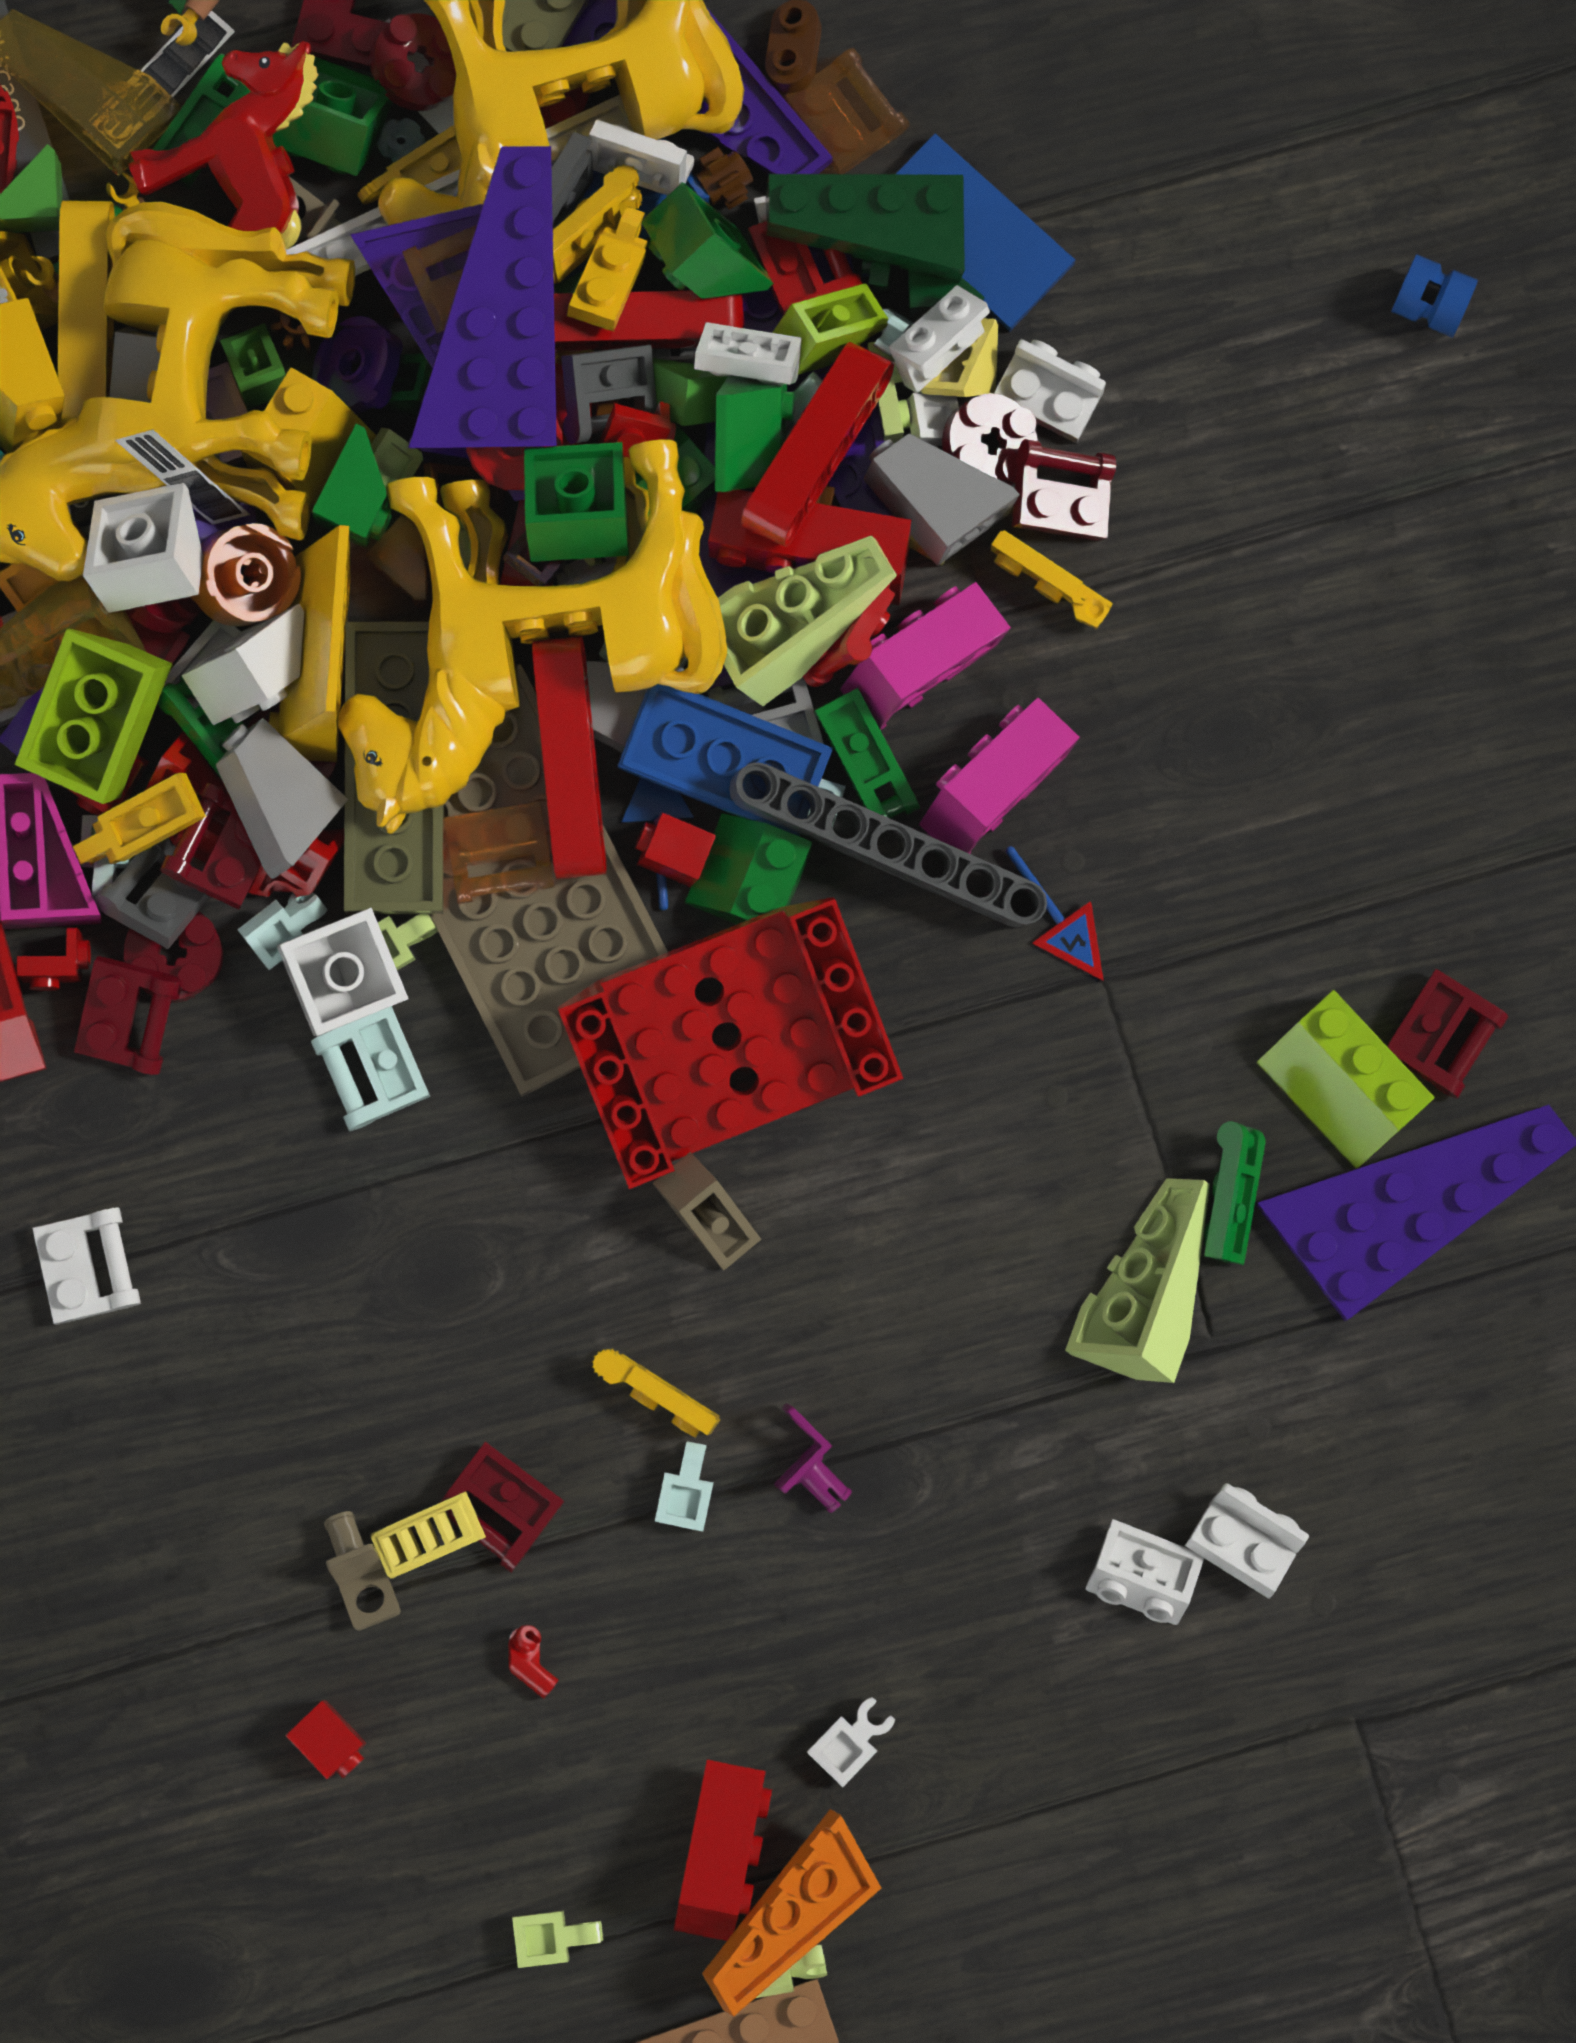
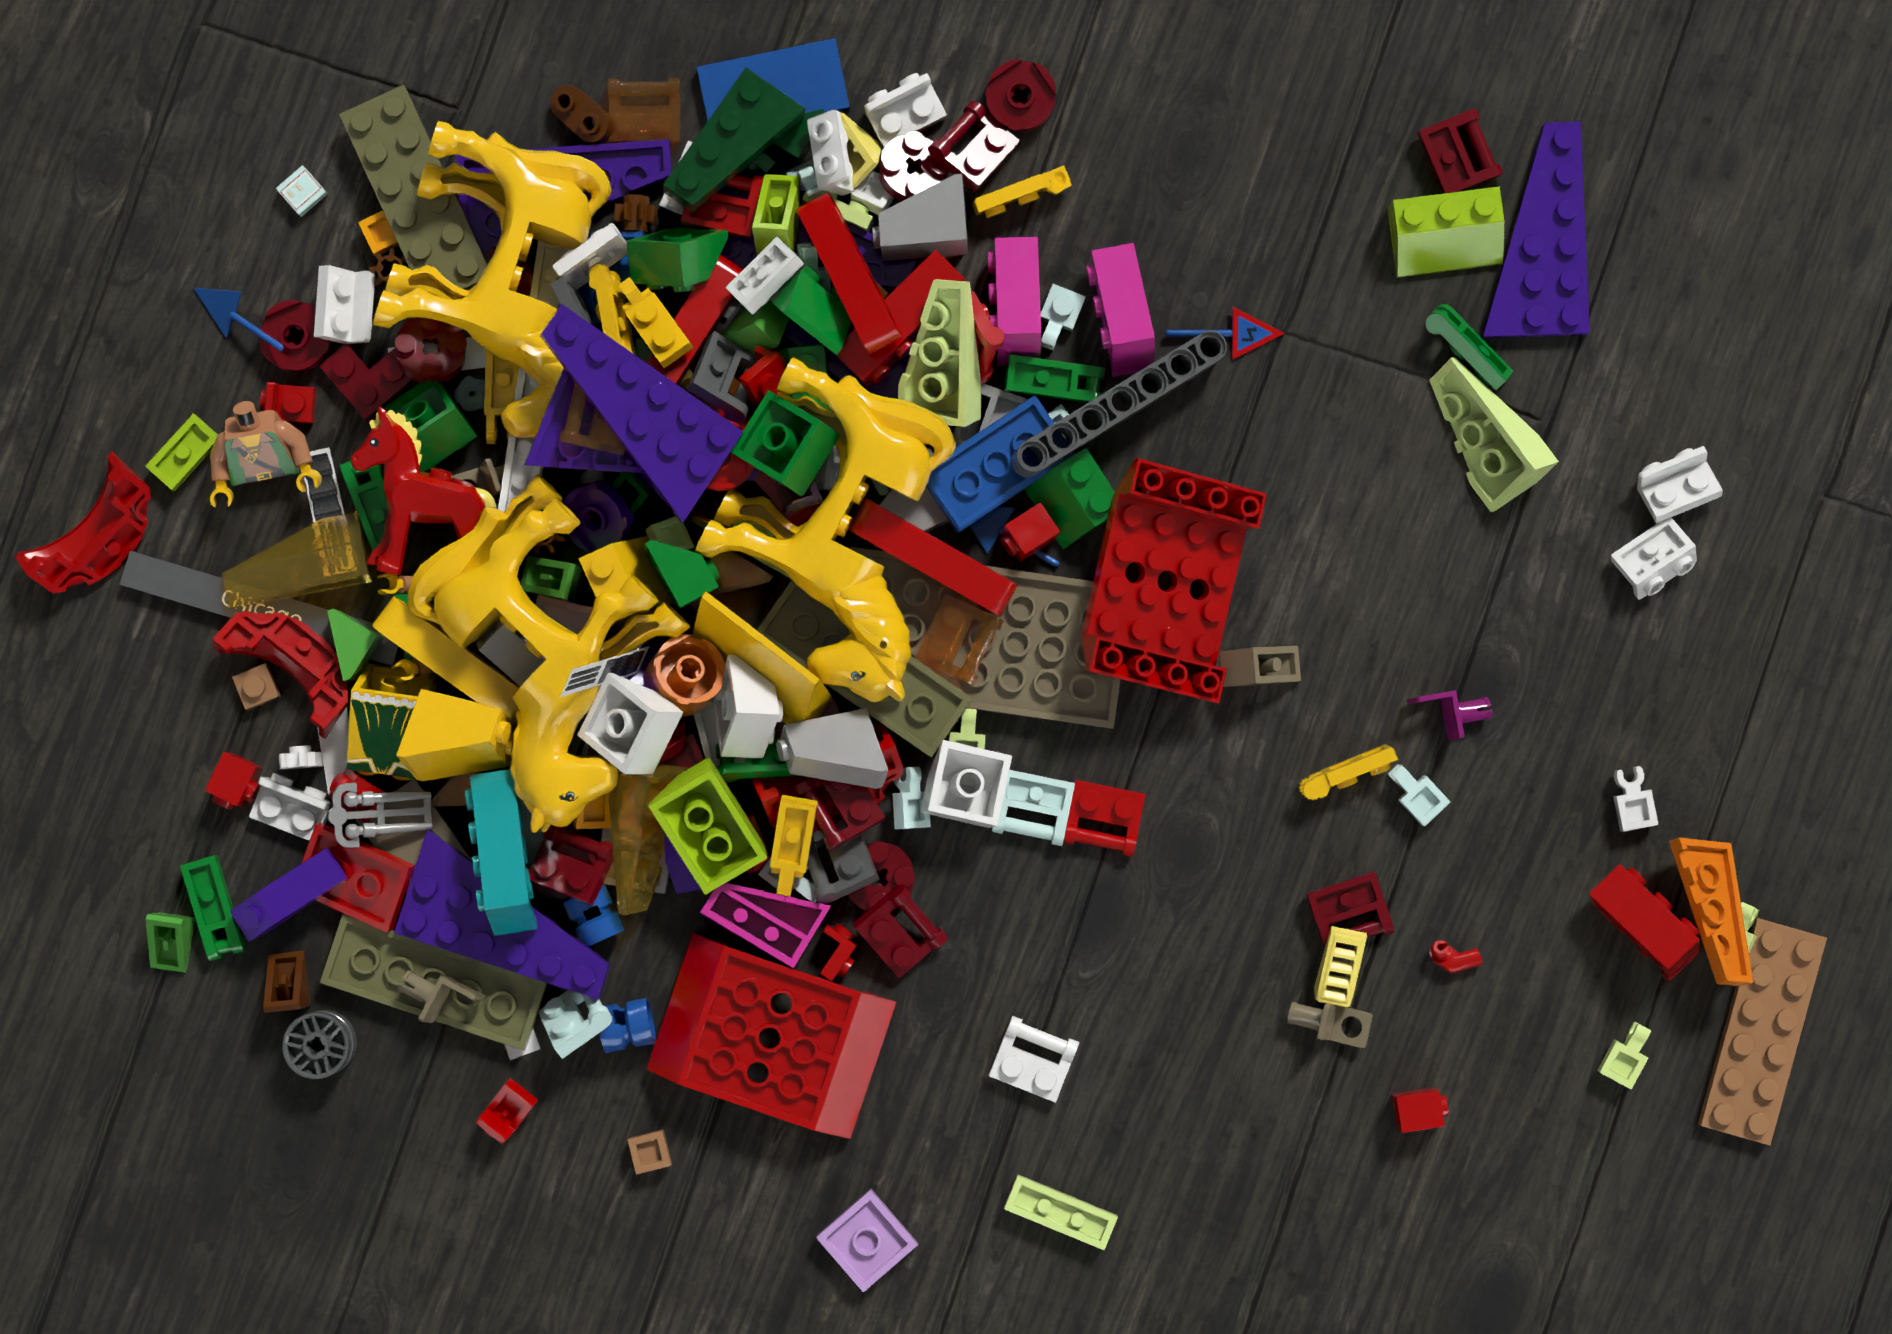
camera: 50 degrees left, 5 degrees up
(429, 1149) = (1108, 806): none -> red plate
(950, 716) = (1060, 312): none -> light aqua plate
(1144, 480) = (1024, 75): none -> dark red plate

